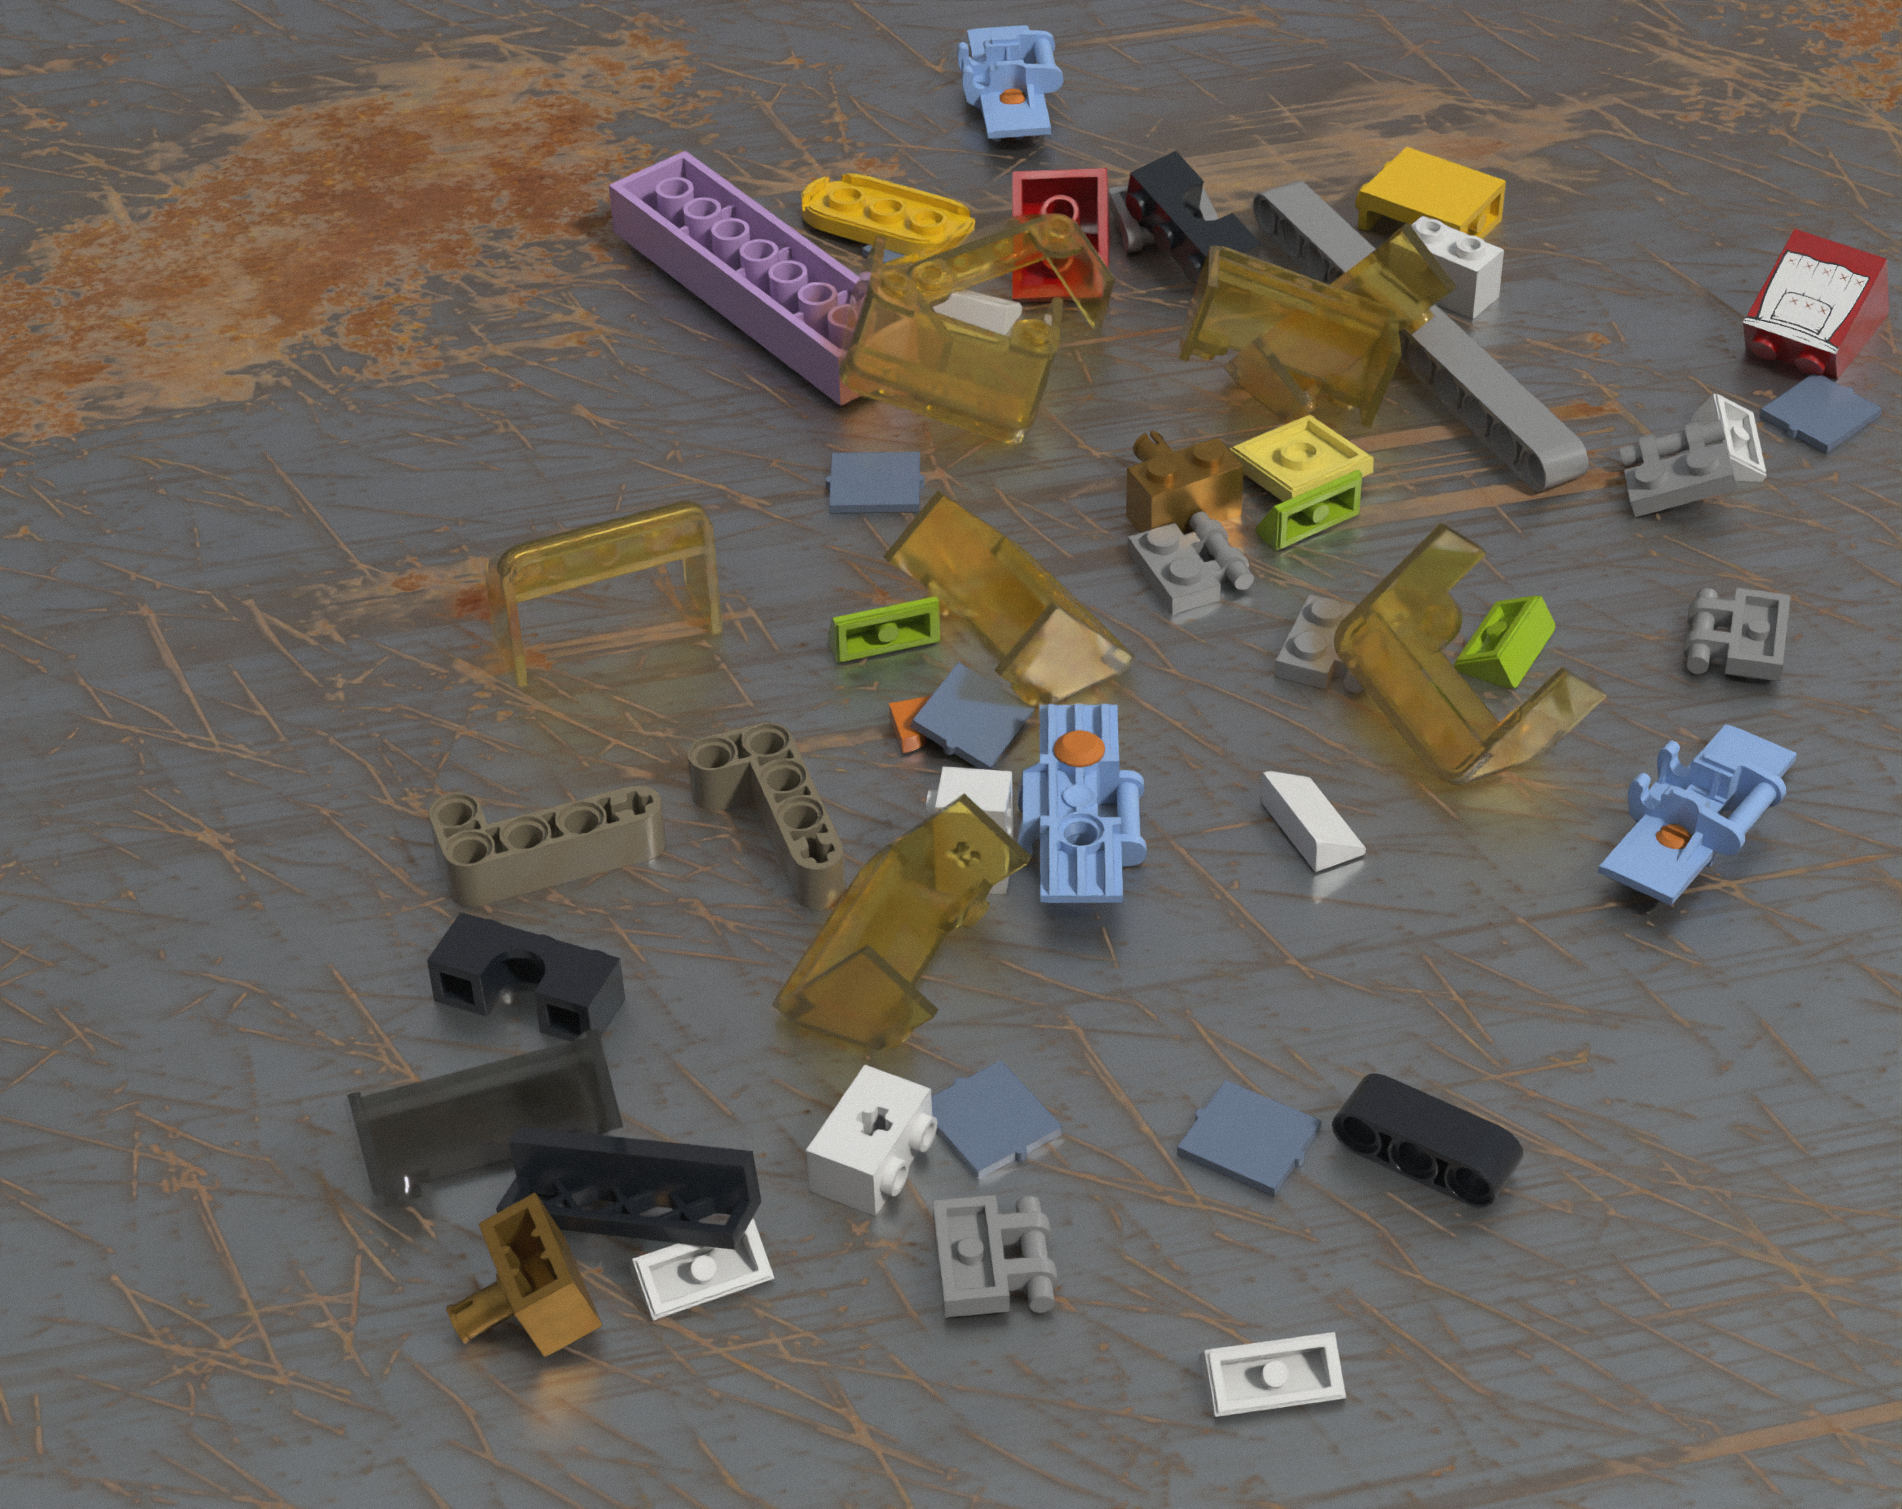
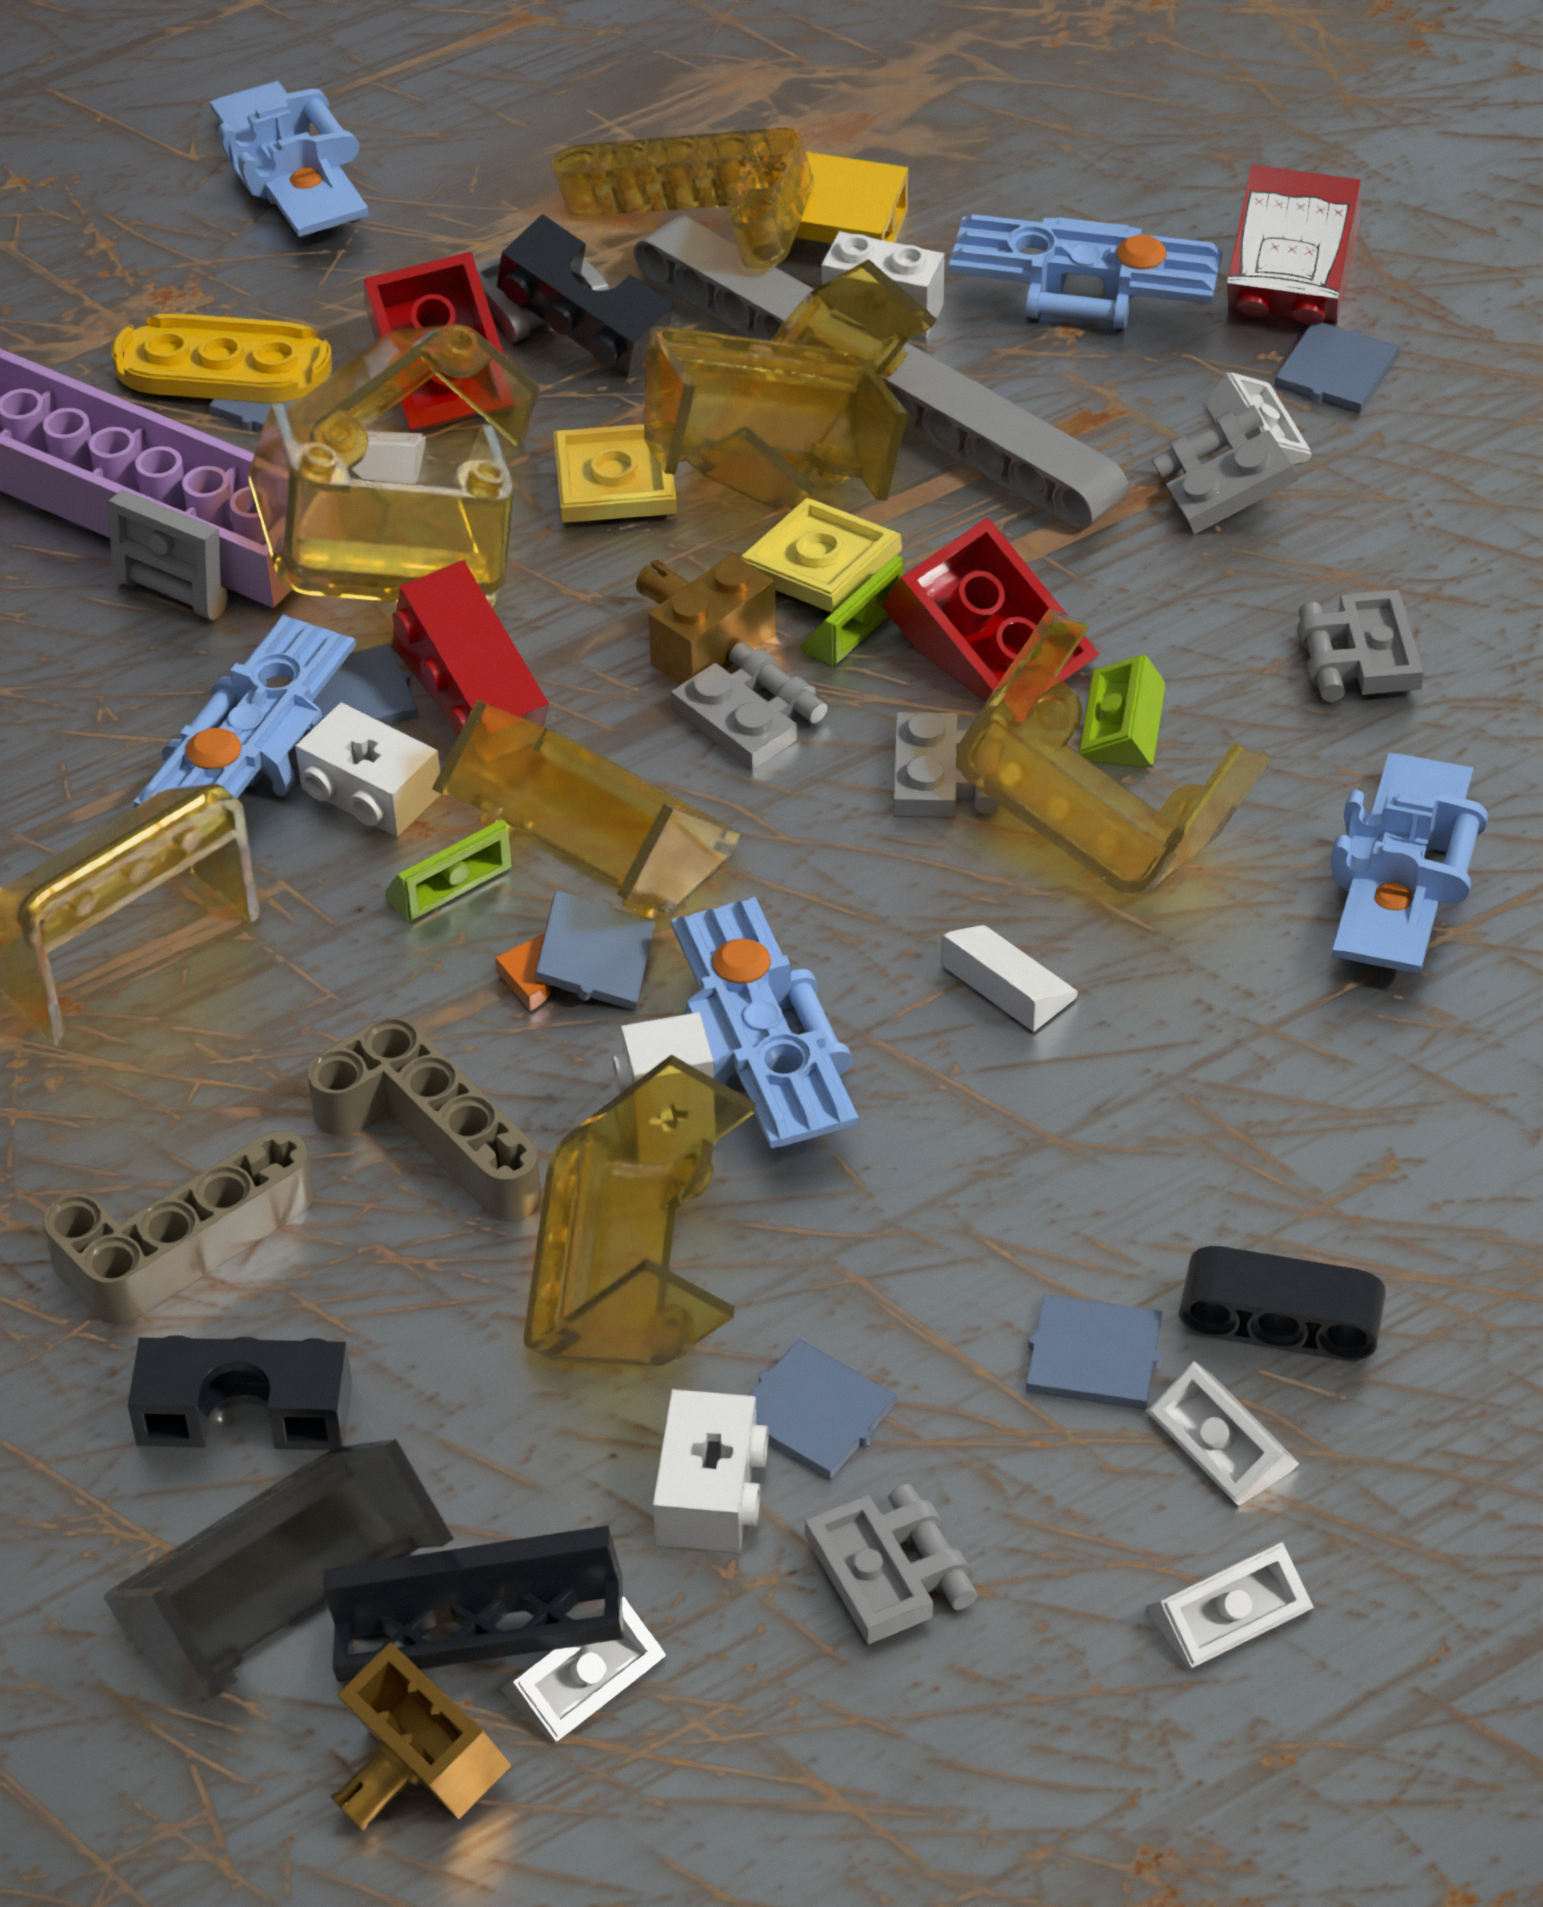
camera: 20 degrees left, 5 degrees up
(766, 342) = (166, 553): none -> light grey plate
(783, 479) = (261, 720): none -> light blue piece
(850, 538) = (368, 769): none -> white brick
(966, 457) = (461, 648): none -> red wedge
(1148, 366) = (610, 475): none -> light yellow plate
(1329, 1234) = (1221, 1435): none -> white slope
(1359, 159) = (752, 171): none -> clear yellow beam
(1398, 509) = (976, 609): none -> red slope
(1659, 284) = (1117, 253): none -> light blue piece

